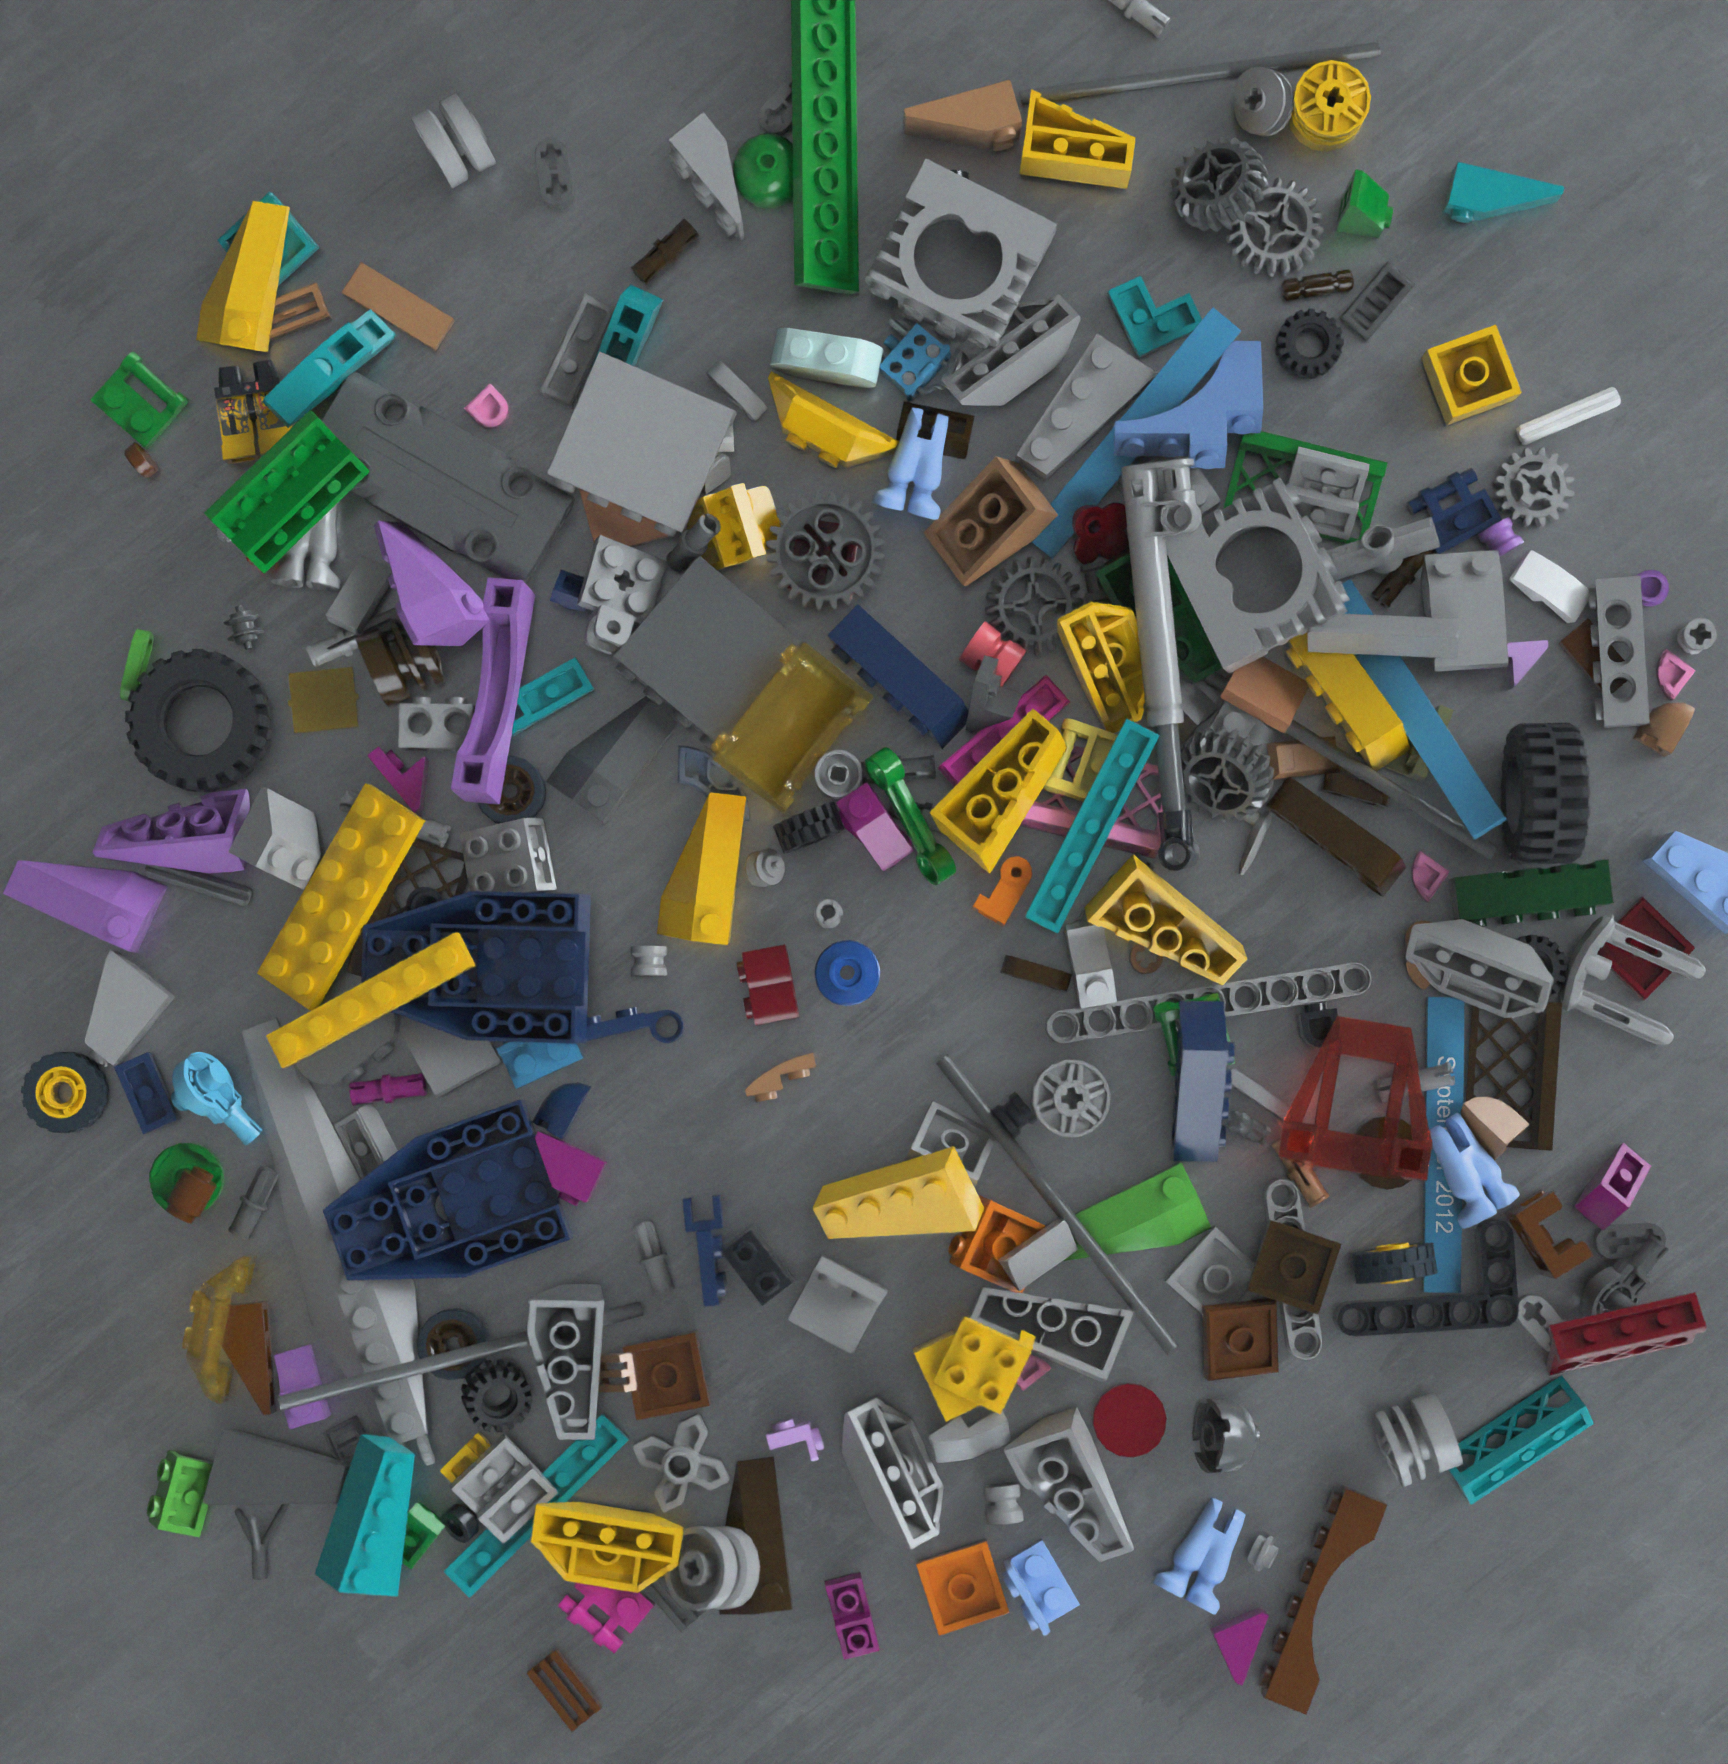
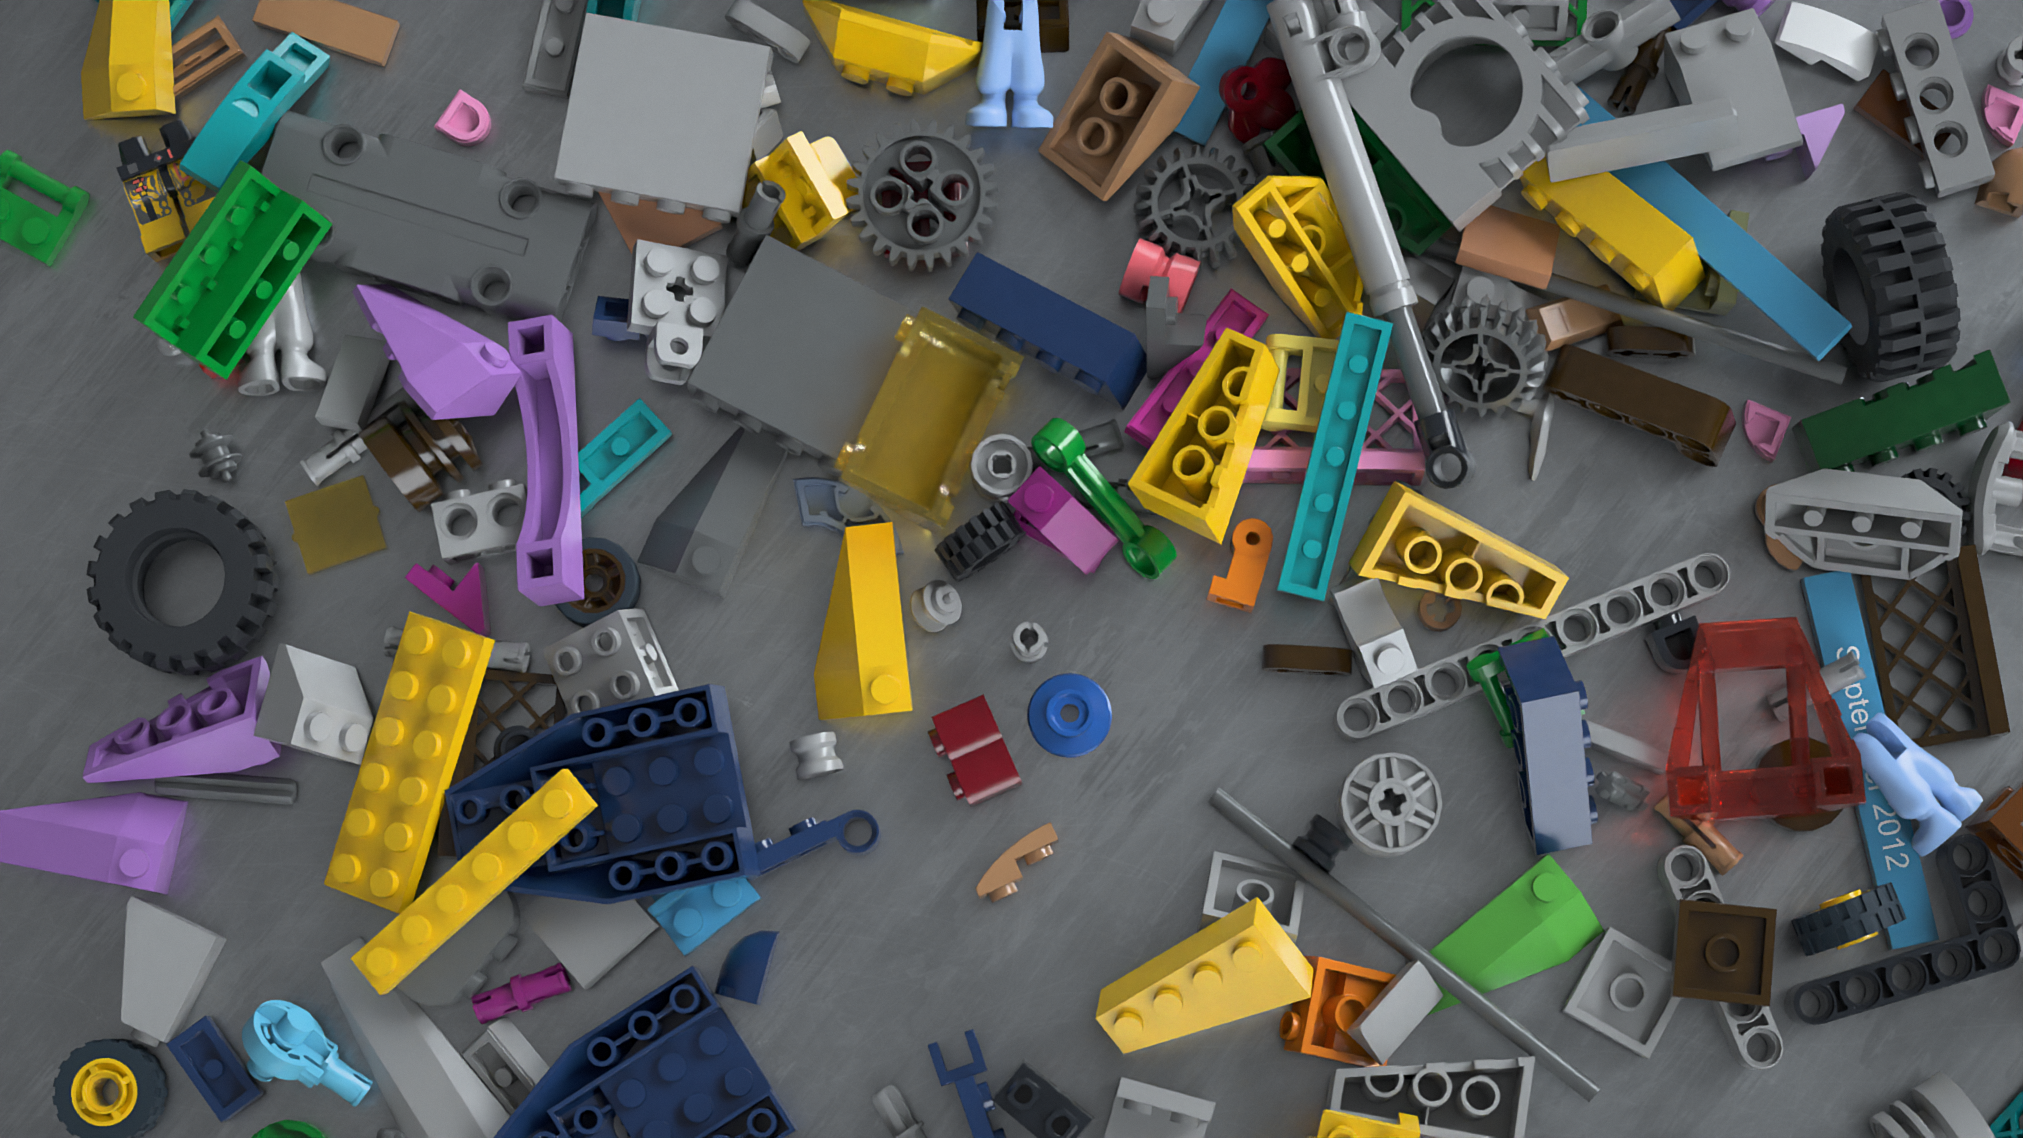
camera: 10 degrees left, 5 degrees down
(137, 662) = (90, 524): bright green tile -> none
(141, 460) = (44, 280): reddish brown tile -> none
(569, 1168) = (775, 1041): magenta slope -> none
(1240, 1339) = (1676, 1062): reddish brown tile -> none
(1493, 1123) = (1926, 715): brick -> none

